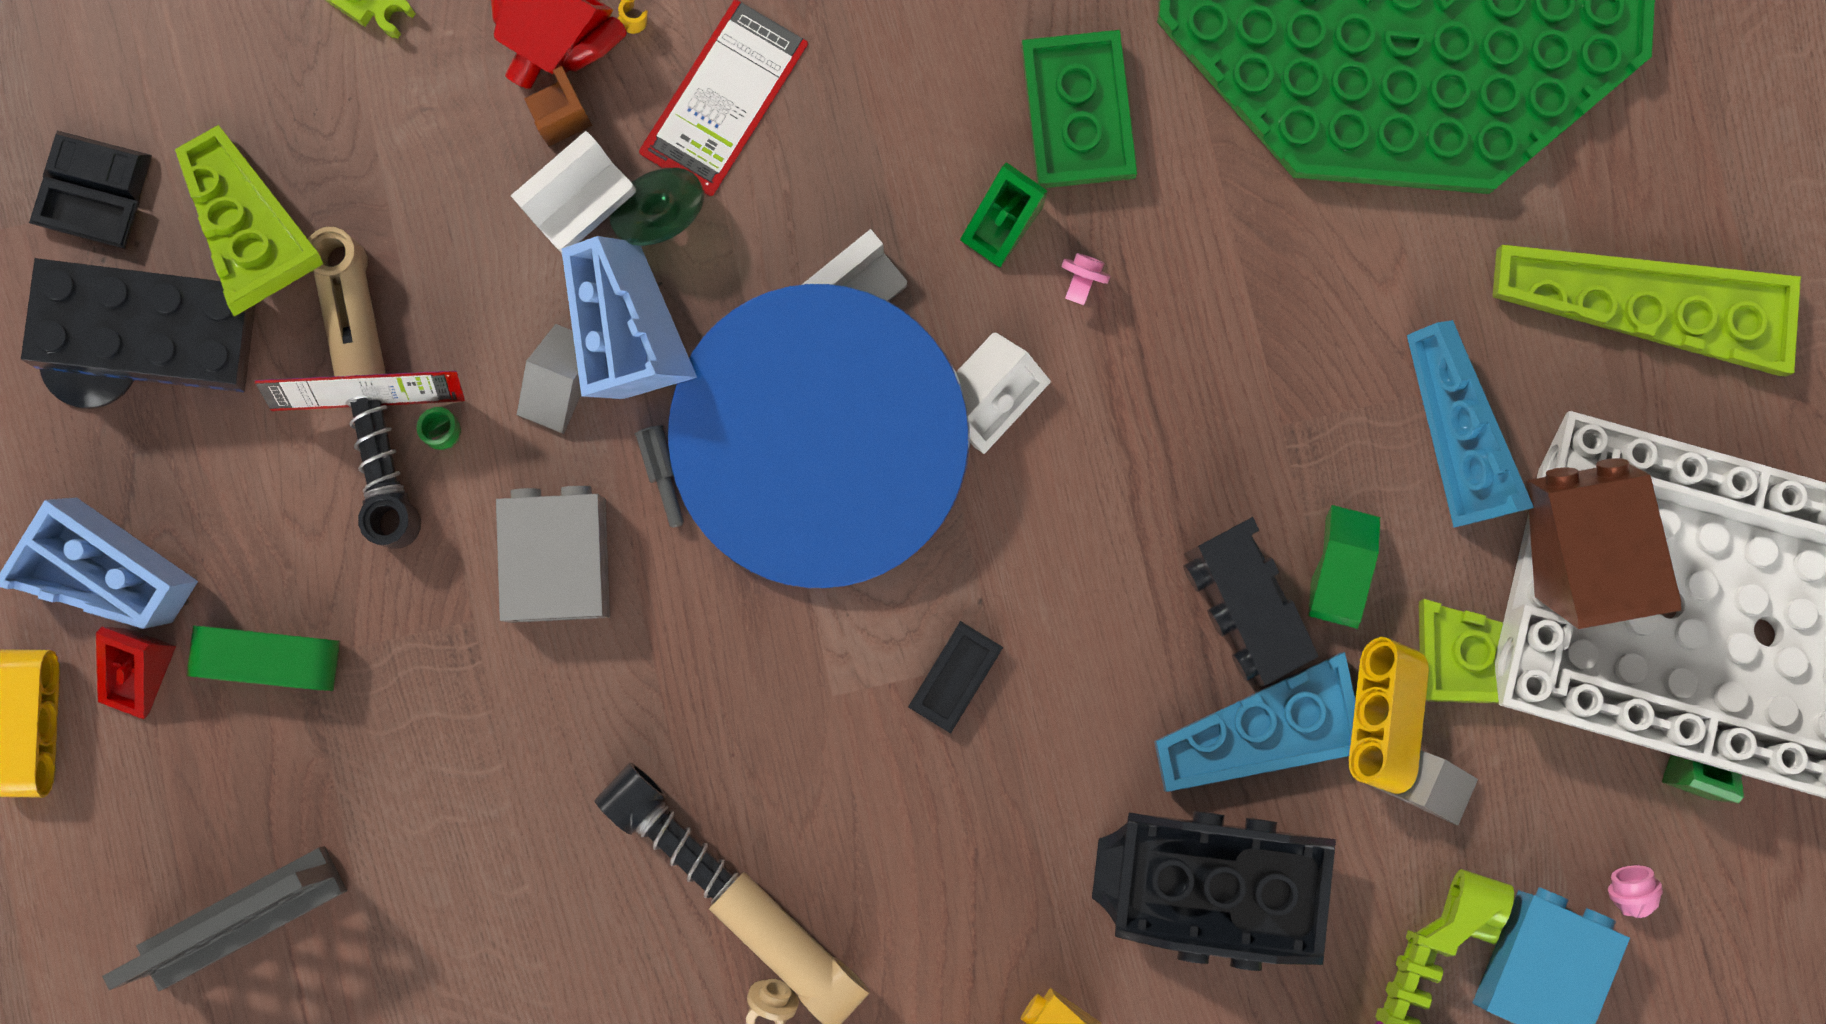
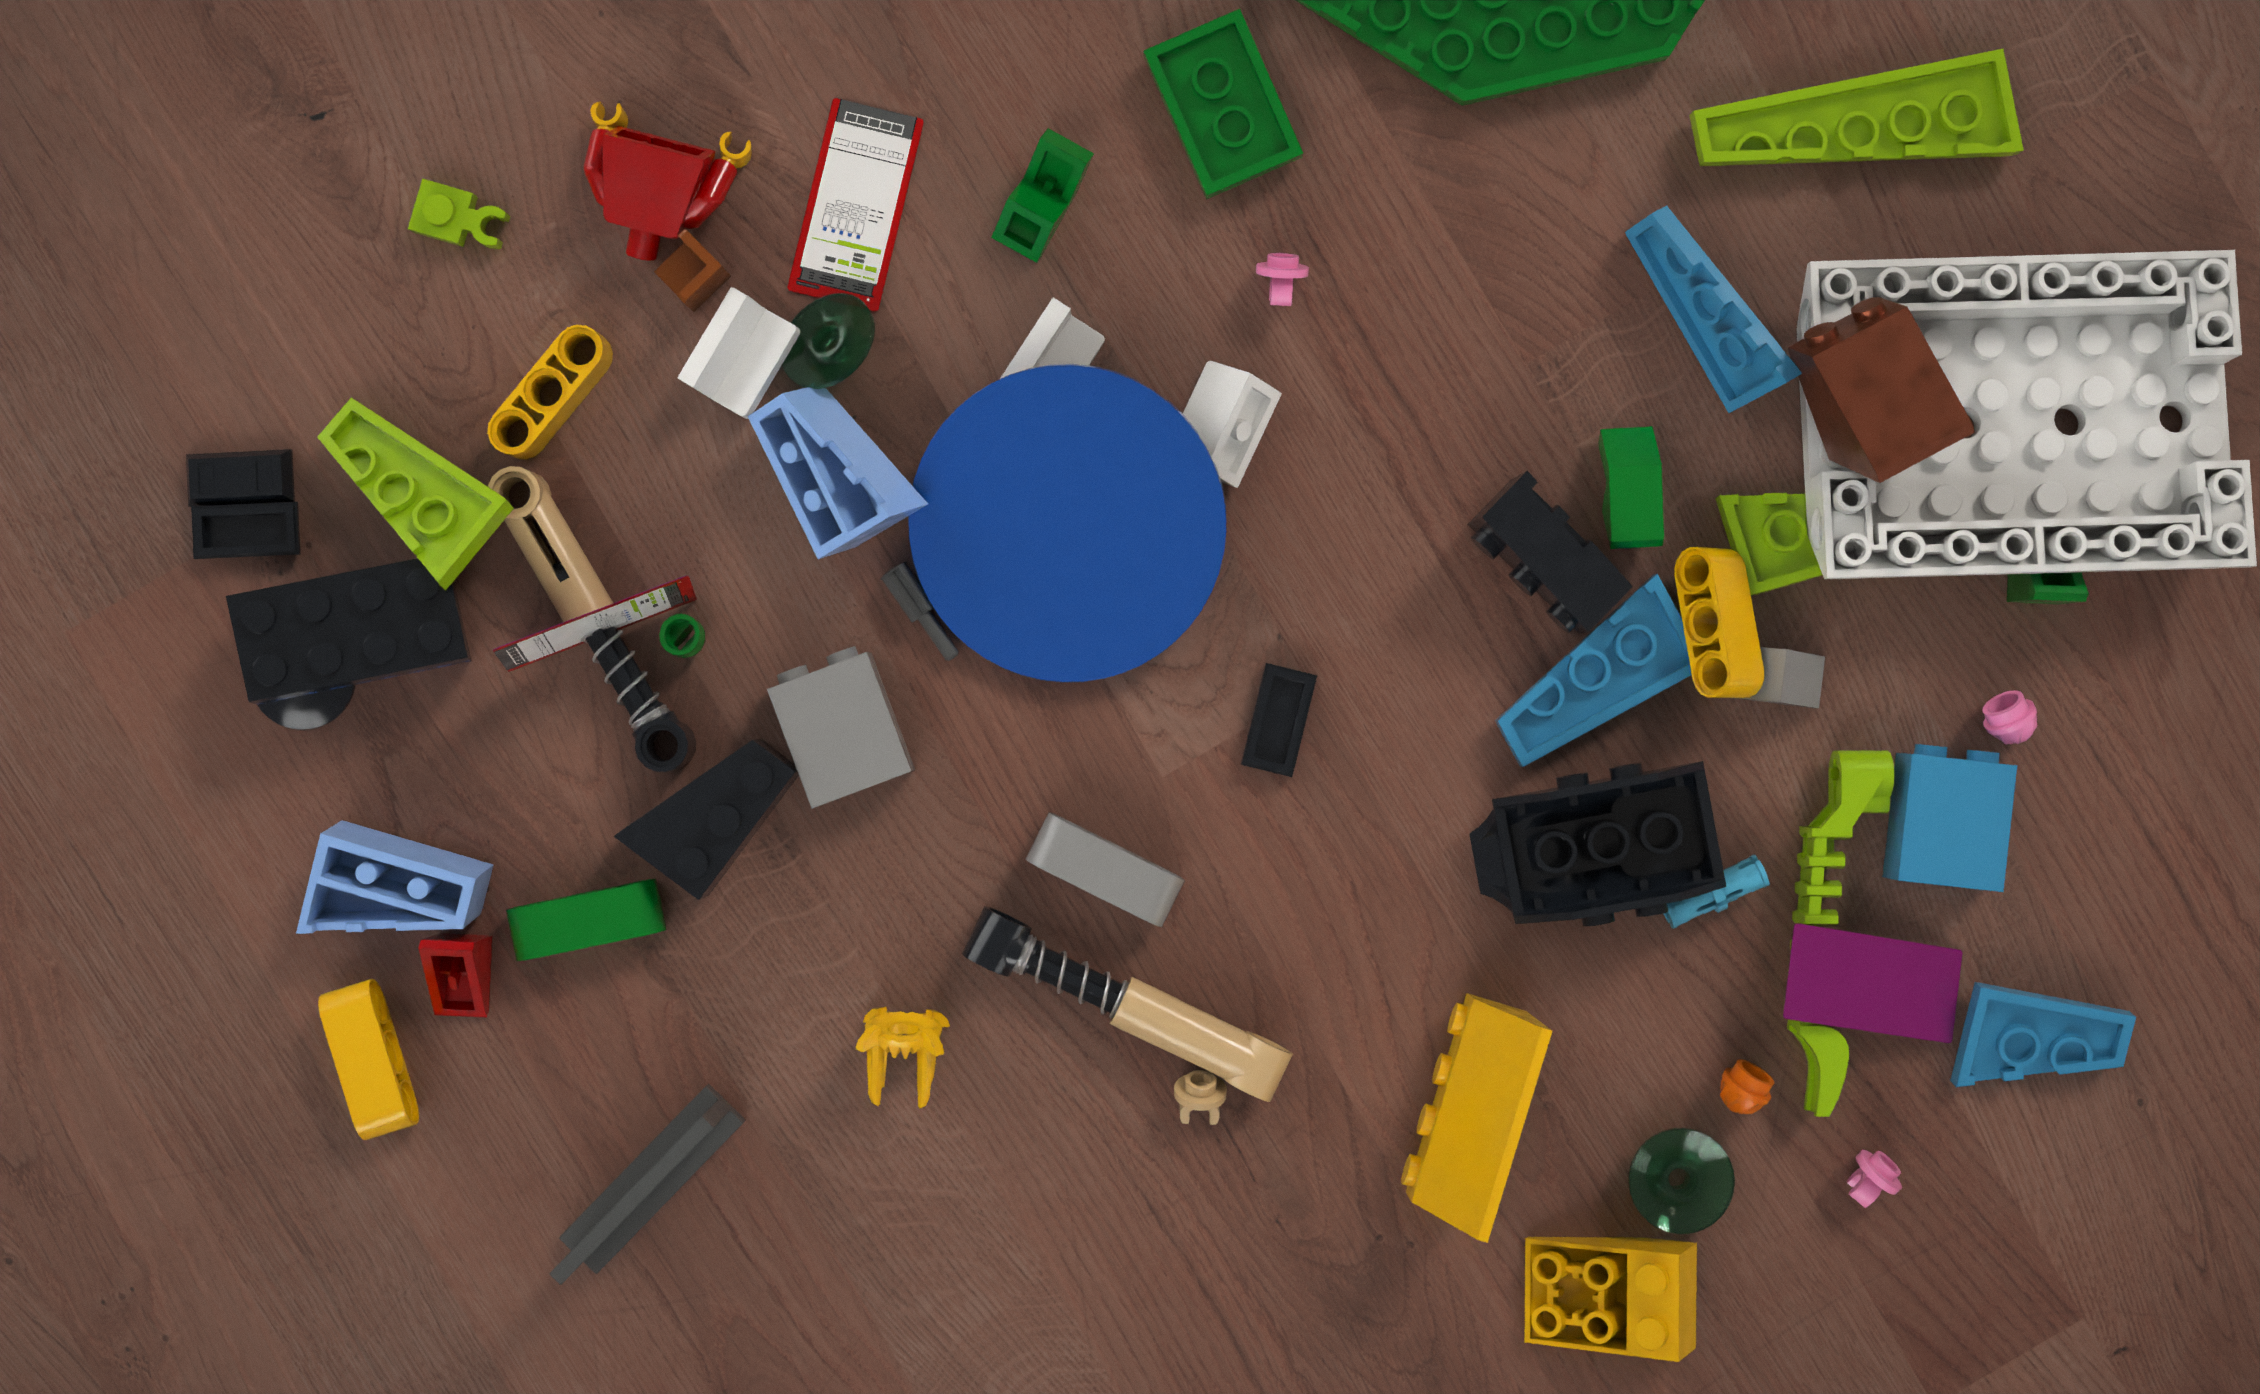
camera: 25 degrees left, 5 degrees up
(371, 173) = (525, 400): none -> yellow beam
(408, 602) = (713, 818): none -> black wedge
(493, 858) = (882, 1037): none -> yellow piece
(551, 381) = (780, 551): light grey slope -> none
(751, 764) = (1105, 869): none -> light grey beam
(893, 140) = (1042, 195): none -> green slope
(1004, 215) = (1181, 239): green slope -> none
(1338, 962) = (1740, 880): none -> medium azure pin

